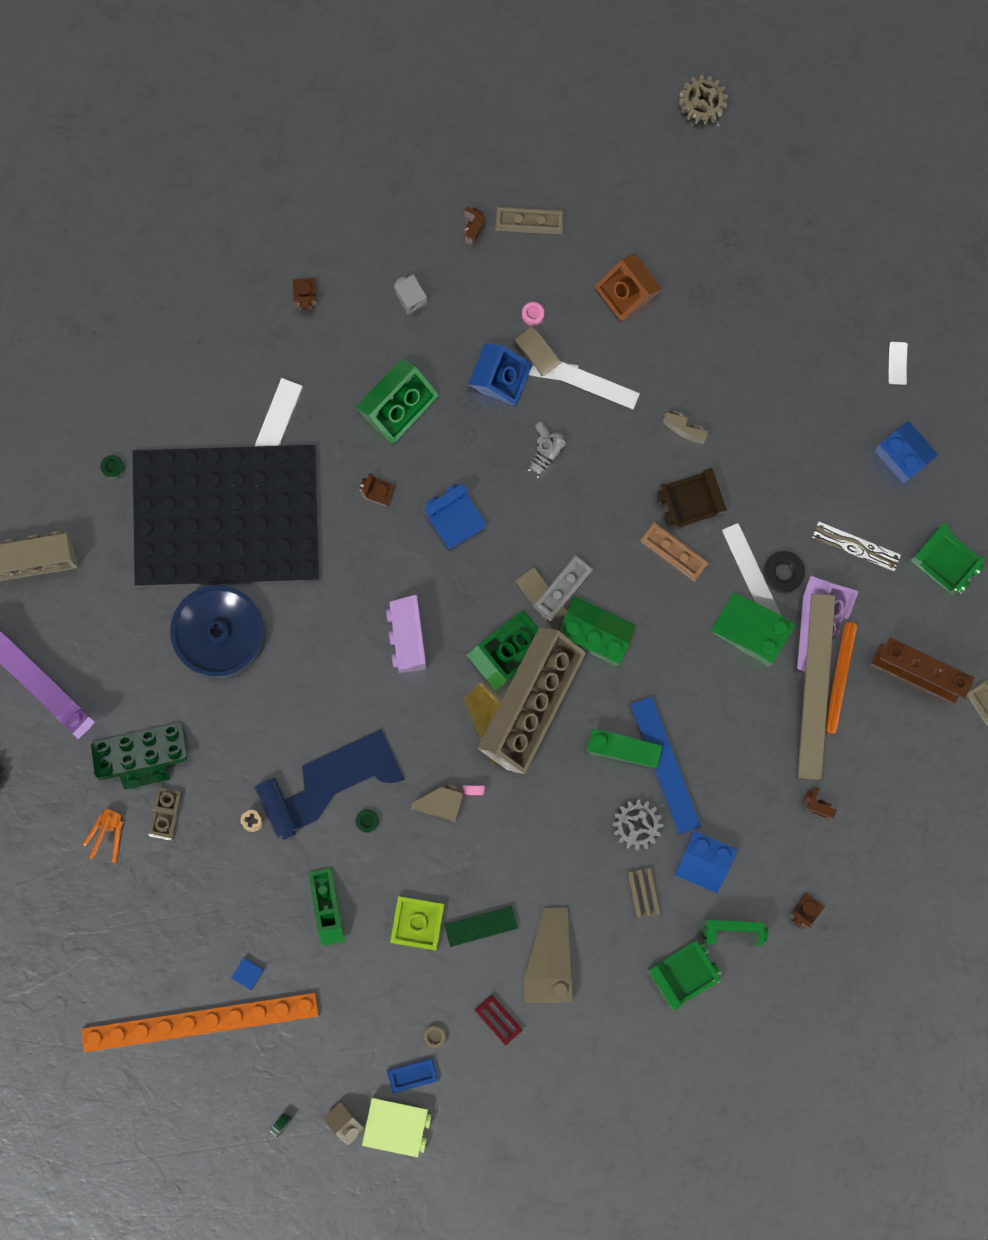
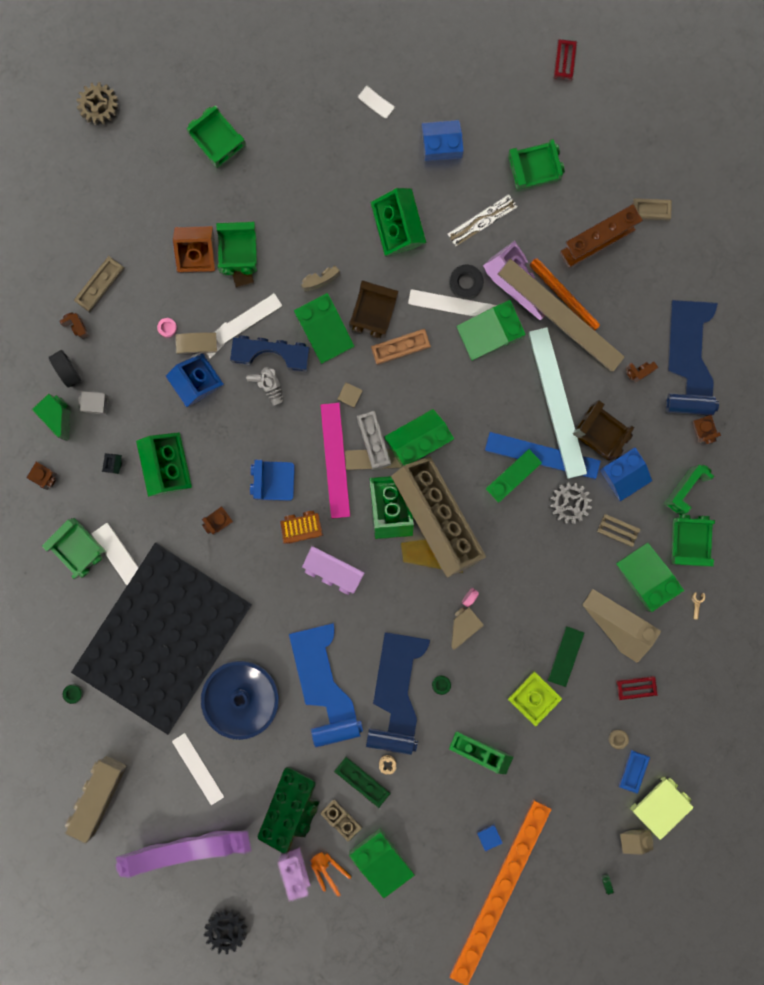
camera: 50 degrees left, 5 degrees up
(82, 800) = (294, 874): none -> lavender panel
(120, 638) = (198, 769): none -> white sticker
(148, 883) = (381, 863): none -> green slope
(217, 808) = (362, 782): none -> dark green tile
(256, 371) = (75, 548): none -> green panel
(282, 703) = (319, 687): none -> blue door
(363, 351) = (112, 463): none -> black plate
(372, 265) = (55, 415): none -> green slope
(424, 243) = (64, 368): none -> black tyre
(427, 576) = (301, 528): none -> dark orange slope
(516, 564) = (335, 460): none -> dark pink tile
(564, 404) = (246, 350): none -> dark blue arch
(591, 534) = (350, 395): none -> dark tan tile
(618, 955) = (649, 577): none -> green slope
(626, 1023) = (697, 604): none -> tan hand
(634, 351) = (242, 280): none -> dark brown tile
(639, 464) = (324, 328): none -> green slope
(658, 327) = (237, 247): none -> green panel
(727, 743) = (557, 403): none -> light aqua tile
(730, 808) = (603, 432): none -> dark brown panel
(752, 232) = (215, 136): none -> green panel
(795, 464) = (398, 221): none -> green slope
(864, 843) = (686, 358): none -> dark blue door

